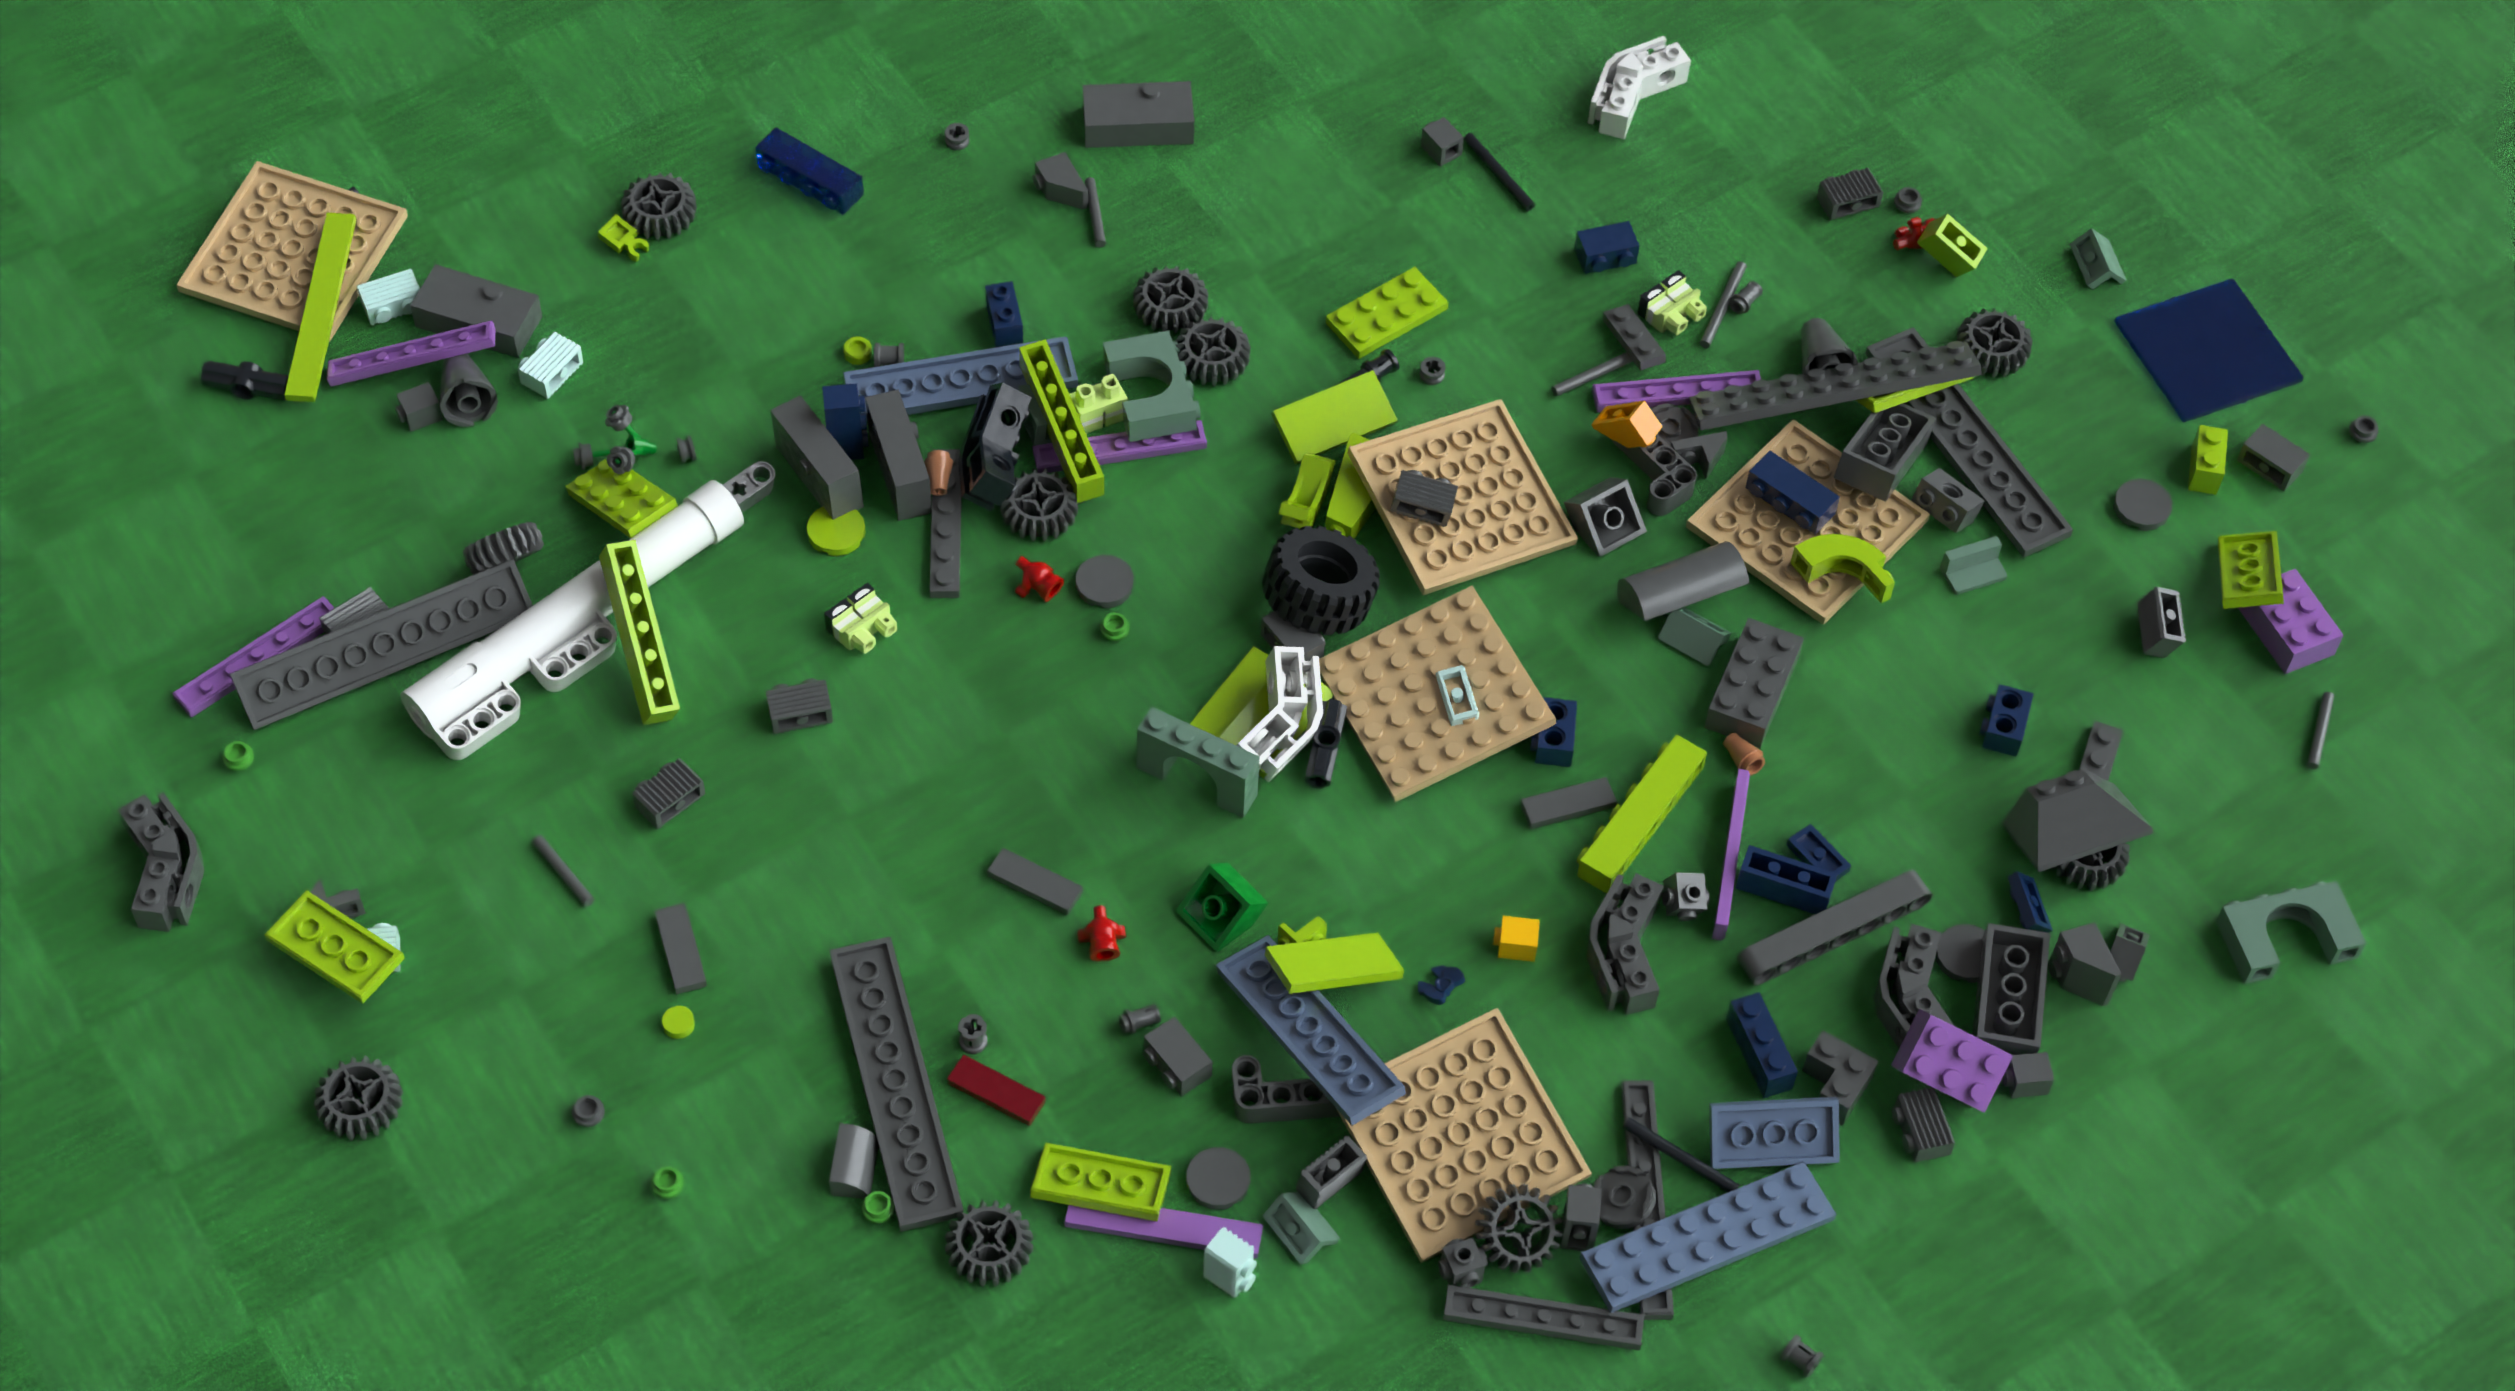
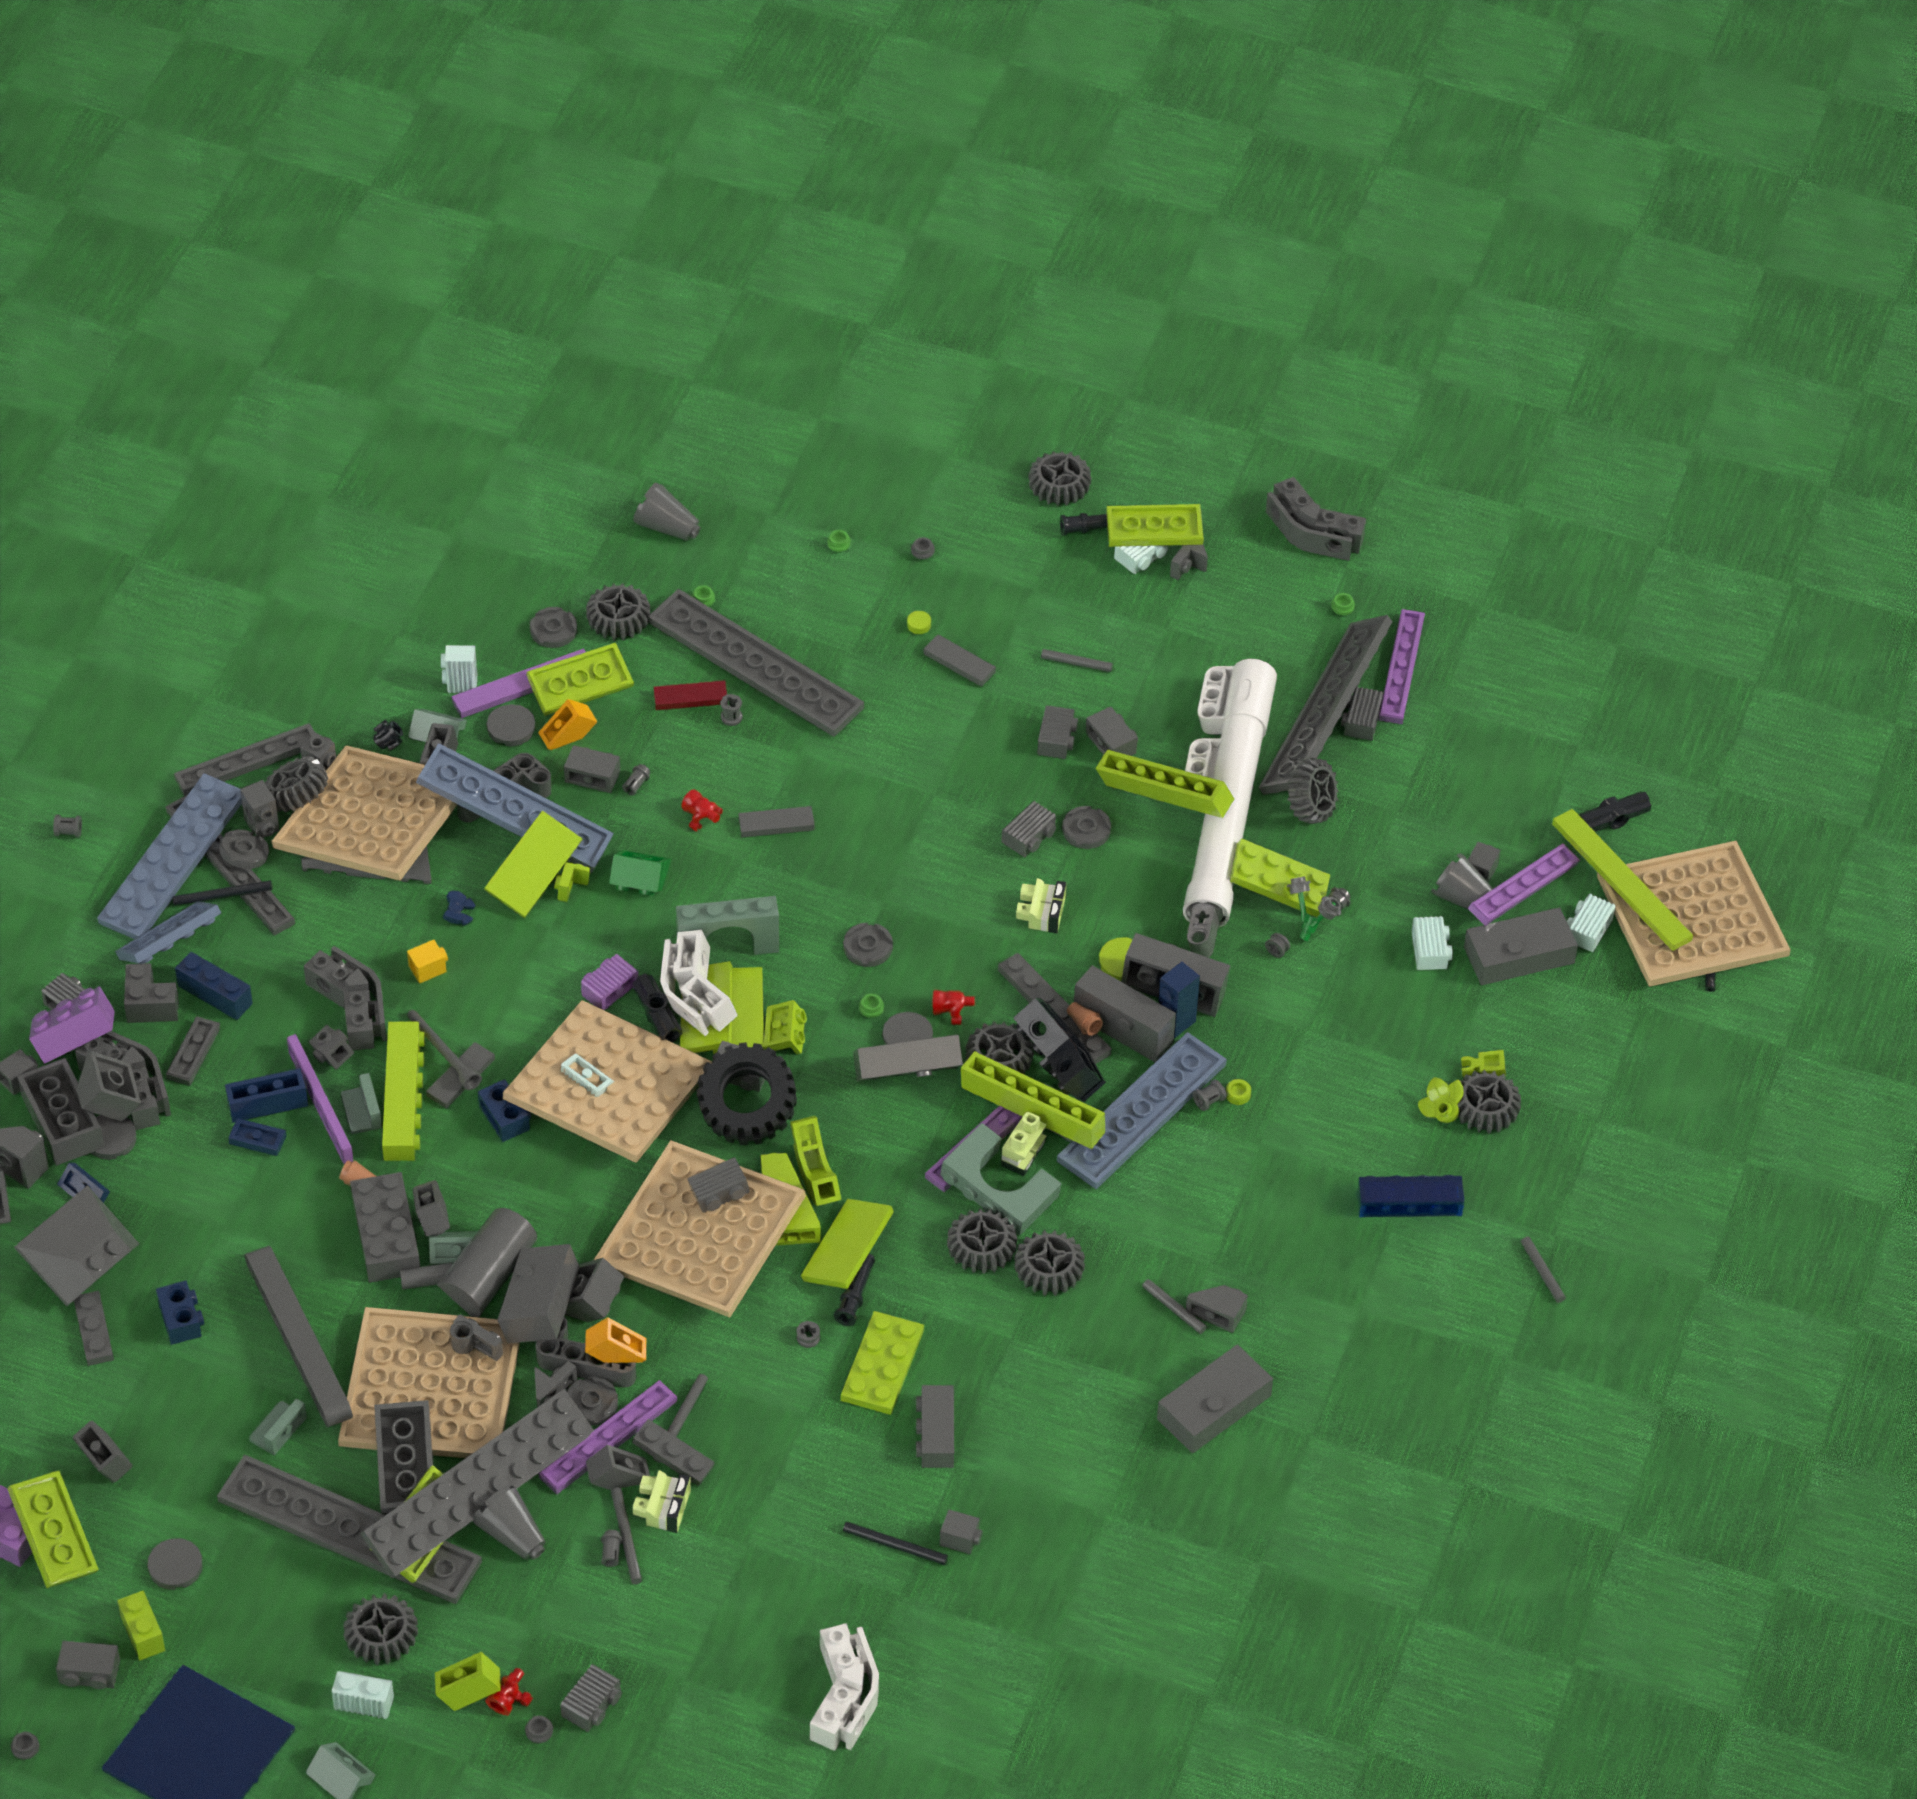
camera: 145 degrees right, 5 degrees down
(389, 1024) = (1082, 523): none -> black pin
(618, 753) = (1110, 732): none -> dark grey brick
(697, 225) = (1442, 1097): none -> lime plate
(737, 682) = (1086, 827): none -> dark grey tile
(761, 63) = (1543, 1269): none -> dark grey bar
(833, 1337) = (666, 514): none -> dark grey cone
(853, 1162) = (739, 605): dark grey brick -> none
(960, 142) = (1333, 1308): dark grey bush -> none
(1004, 314) = (1156, 1170): dark blue brick -> none
(1061, 694) = (868, 944): none -> dark grey tile
(1072, 1281) = (553, 627): none -> dark grey tile
(1138, 530) = (907, 1058): none -> brick
(1161, 1127) = (567, 725): none -> light orange slope
(1219, 653) = (785, 1027): none -> lime bracket
(1350, 801) = (608, 982): none -> medium lavender brick
(1367, 1240) = (388, 735): none -> black gear
(1389, 228) = (936, 1426): none -> dark grey brick
(1569, 777) = (468, 1076): none -> dark grey piece
(1606, 247) = (753, 1518): dark blue brick -> none
(1661, 514) = (538, 1293): none -> dark grey brick
(1690, 828) = (362, 1106): none -> sand green panel
(1696, 349) = (616, 1468): none -> dark grey slope
(1703, 660) = (431, 1208): none -> dark grey brick
(1736, 616) = (423, 1275): none -> dark grey piece
(1751, 520) = (476, 1337): none -> dark grey plate
(1792, 492) = (453, 1377): dark blue brick -> none
(1823, 997) = (193, 1051): none -> dark grey tile
(1834, 927) = (211, 1094): dark grey beam -> none
(1845, 555) = (376, 1351): lime arch -> none
(1908, 626) = (298, 1336): none -> dark grey beam
(1947, 500) = (344, 1465): dark grey brick -> none
(1960, 944) = (107, 1087): none -> dark grey slope
(2044, 298) = (362, 1694): none -> light aqua brick

